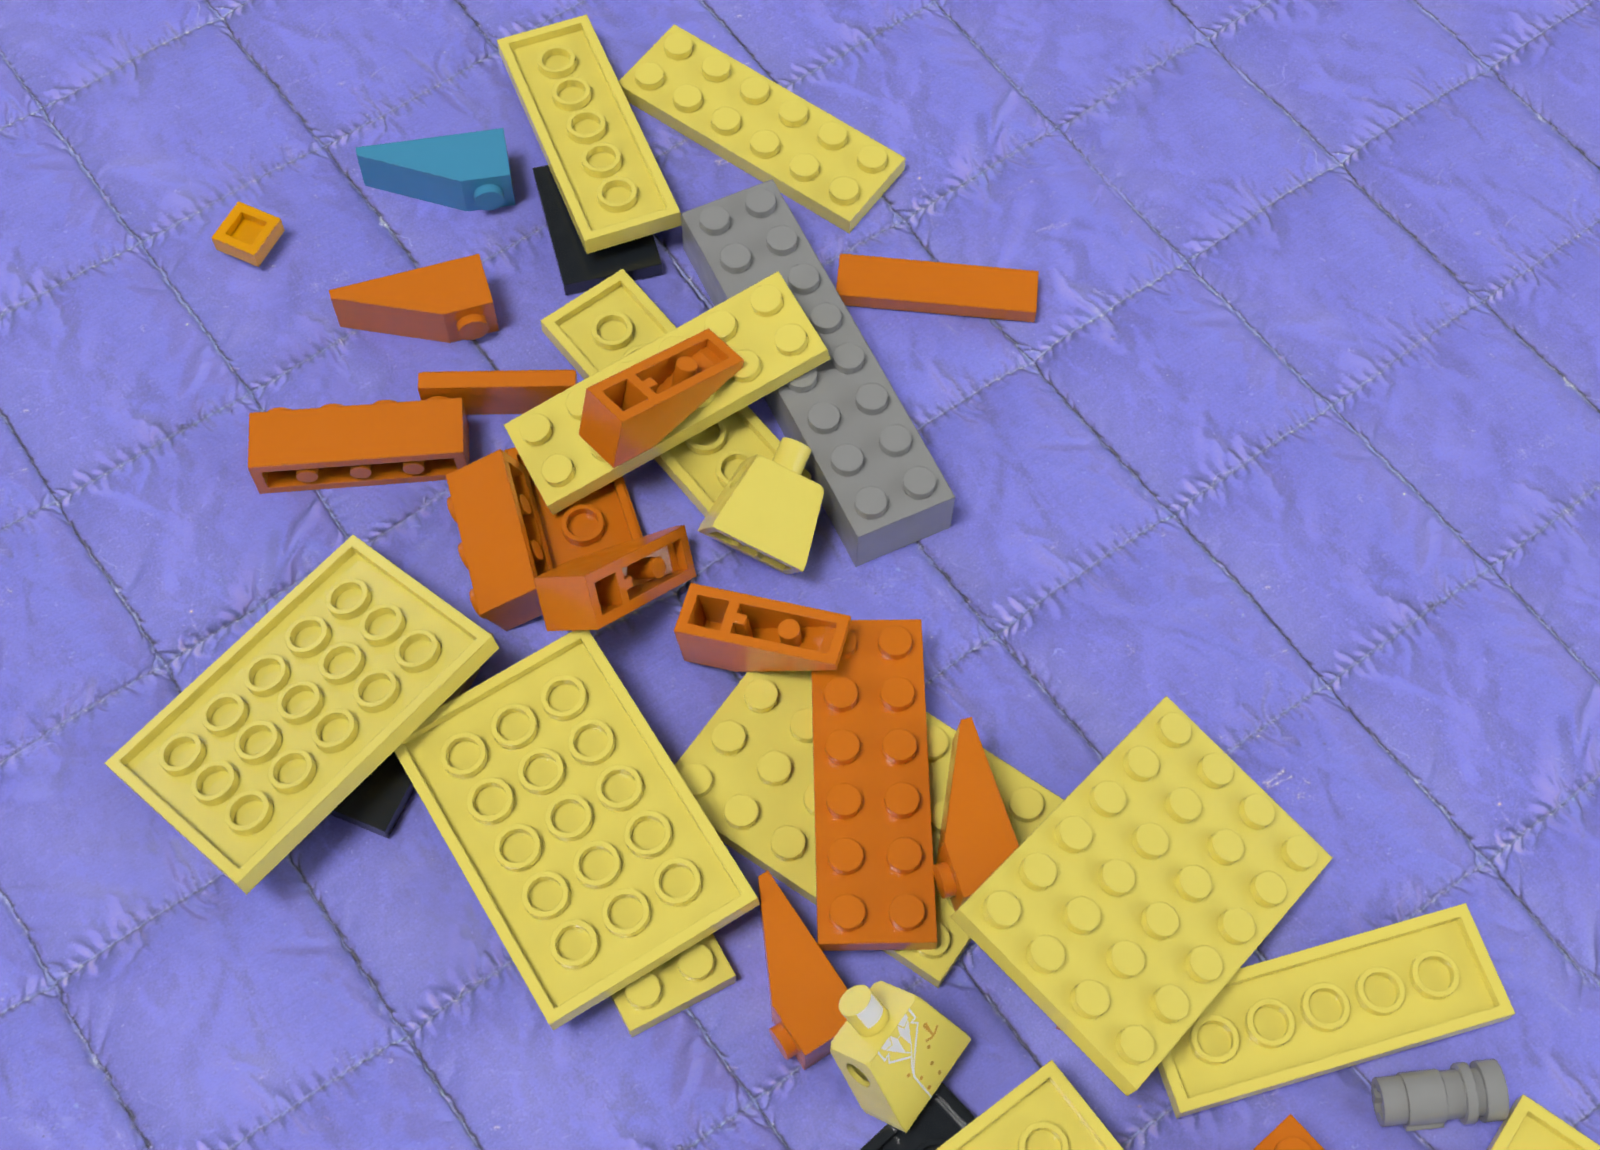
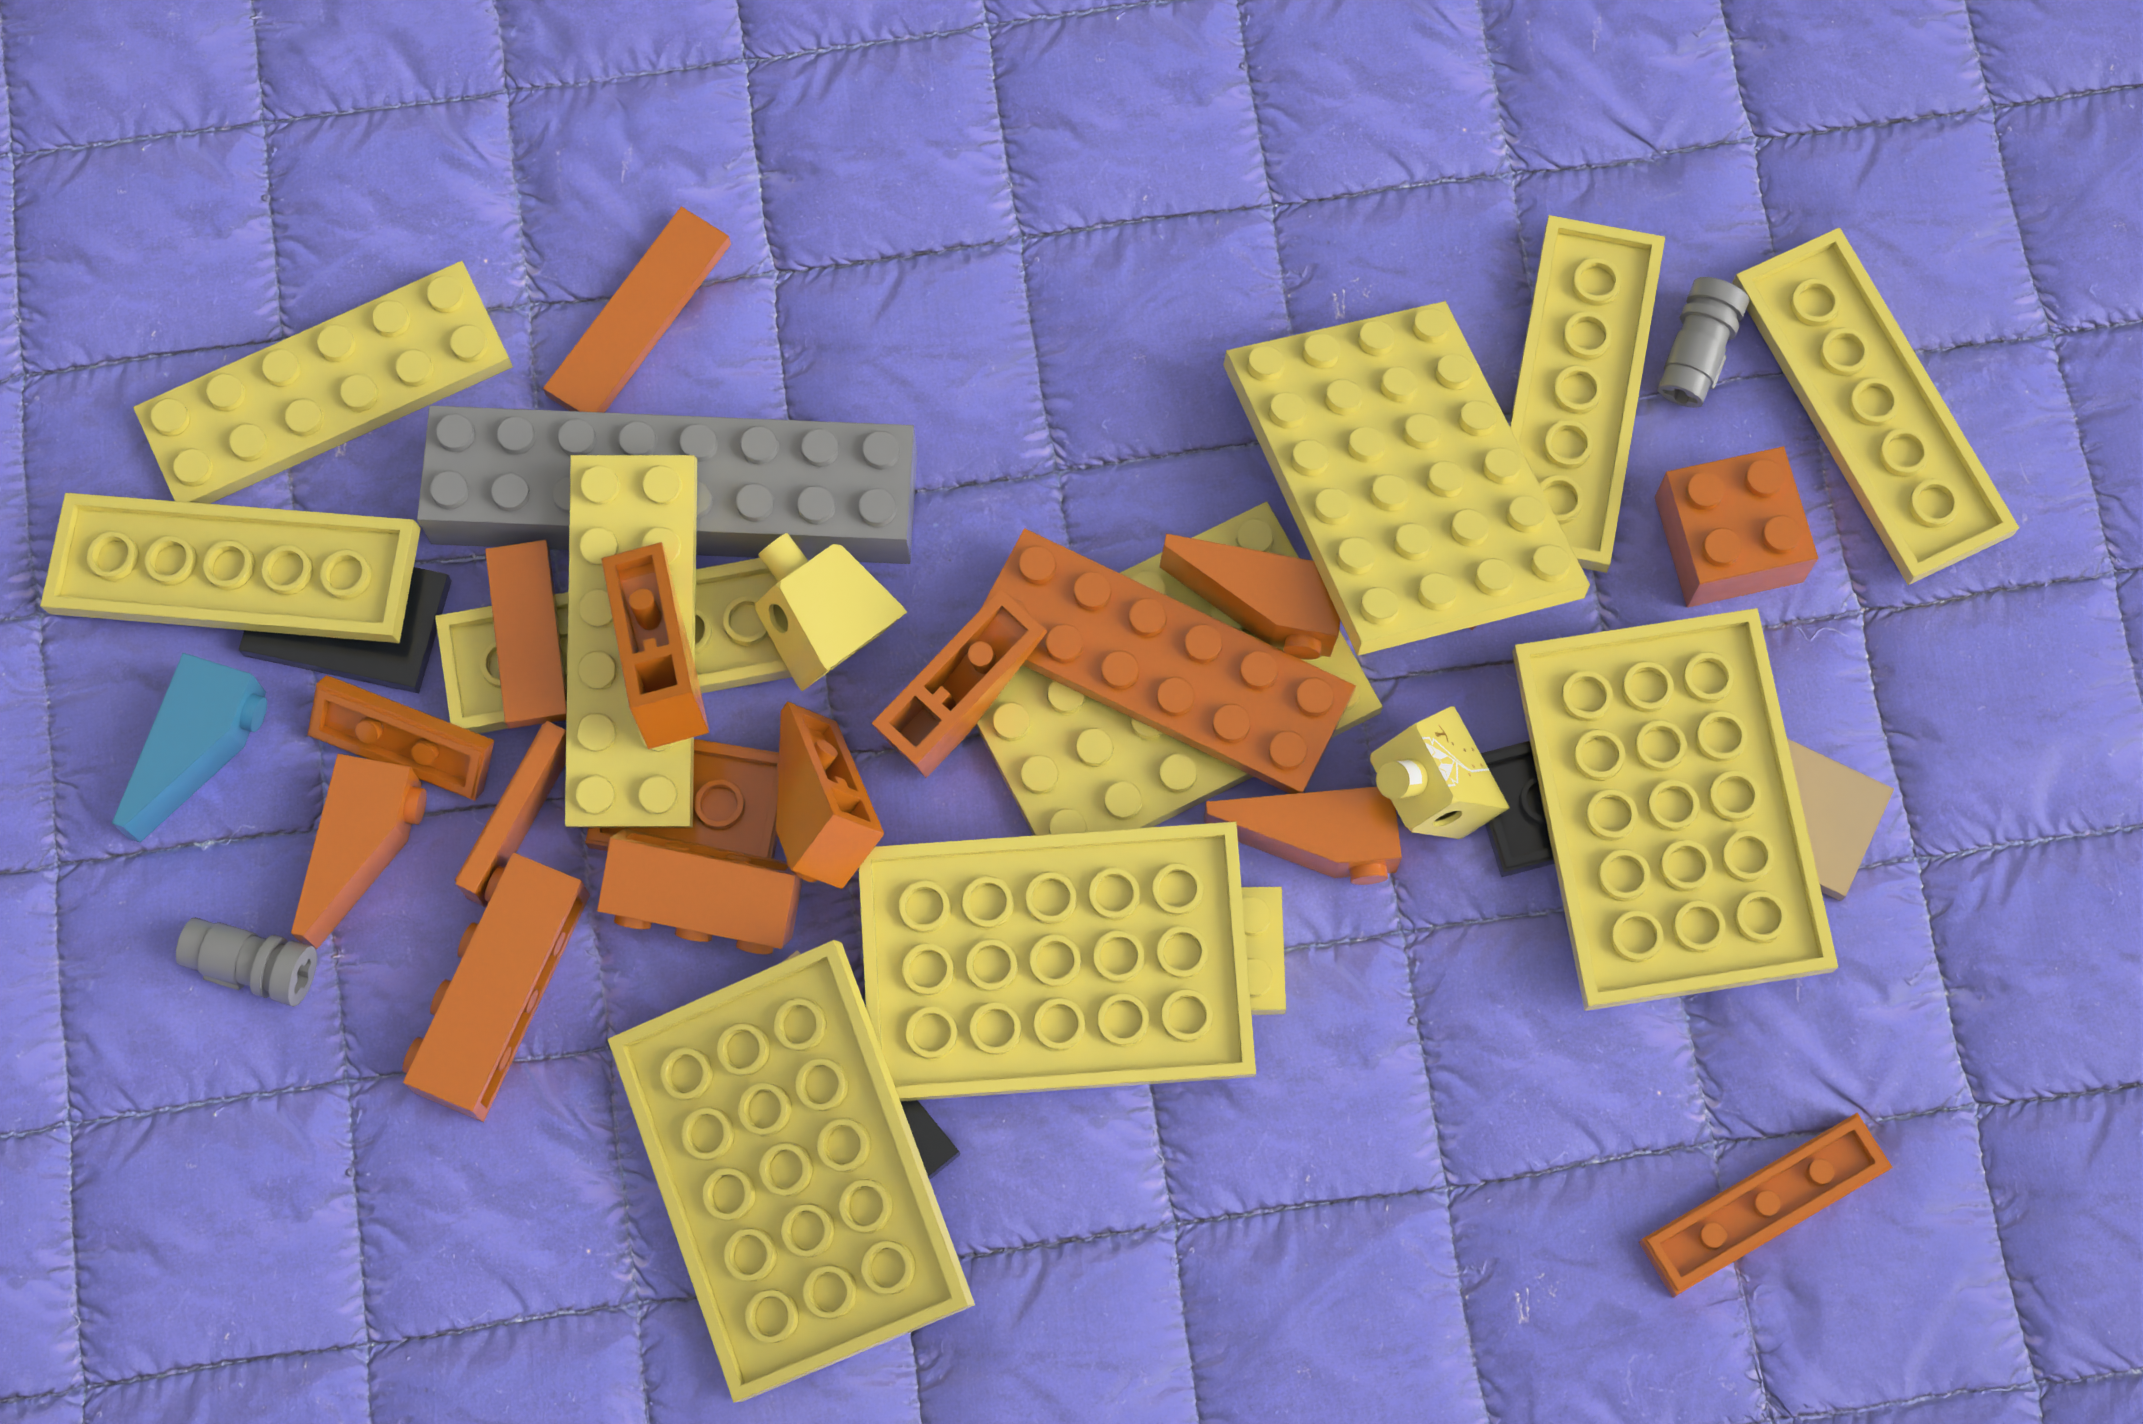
camera: 60 degrees left, 10 degrees up
(248, 234) = (142, 994): light orange plate -> none
(304, 292) = (243, 958): none -> light grey axle
(519, 294) = (401, 736): none -> orange tile
(637, 324) = (527, 634): none -> orange tile

